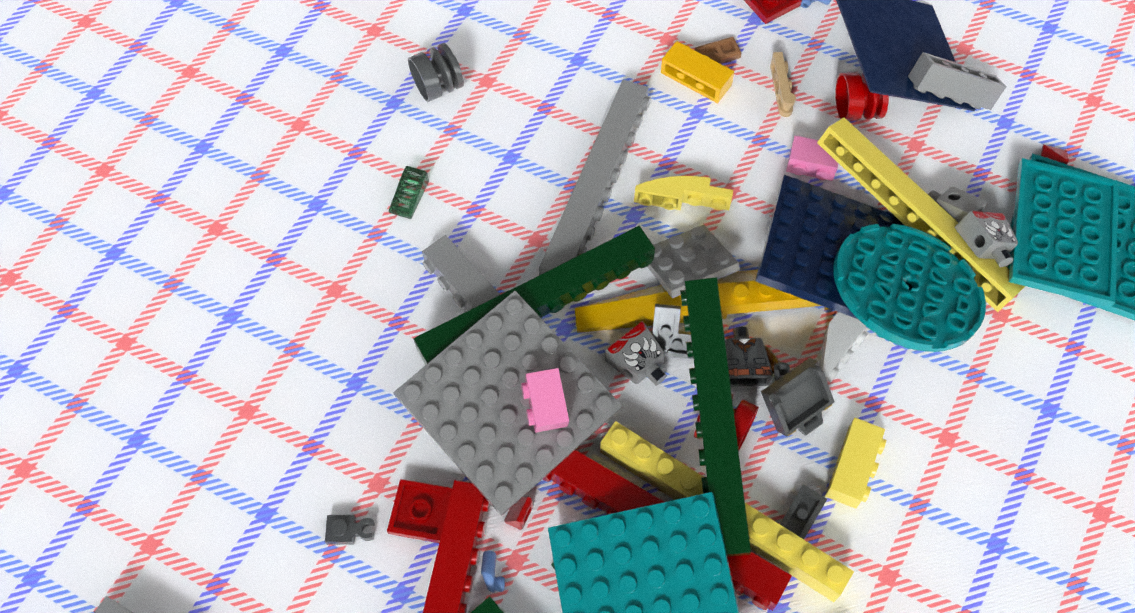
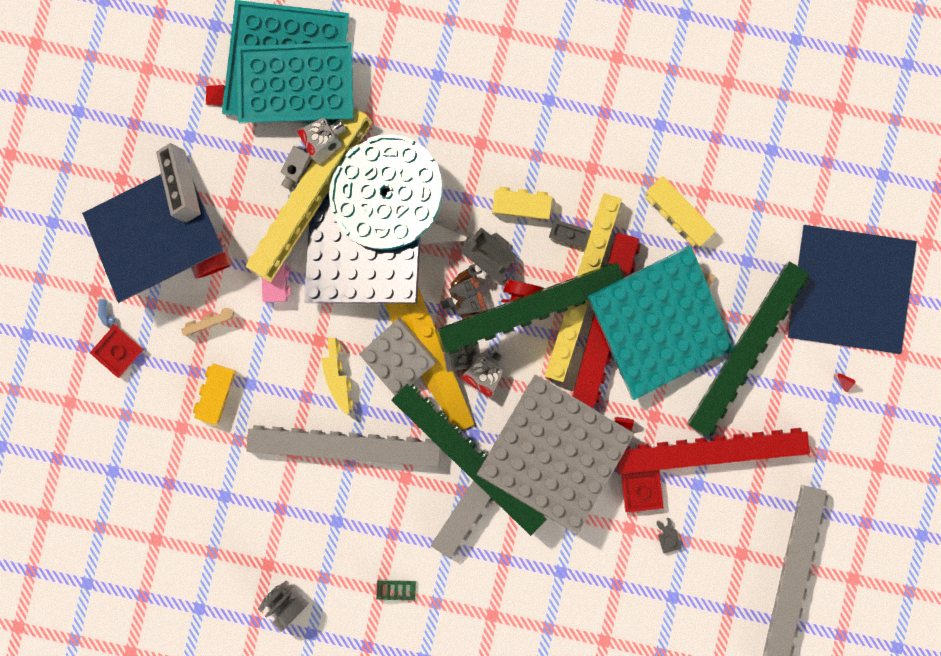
camera: 110 degrees left, 25 degrees up
(488, 572) = (674, 427): medium blue arm -> none
(546, 400) = (554, 425): bright pink brick -> none
(721, 51) = (183, 380): medium nougat tile -> none

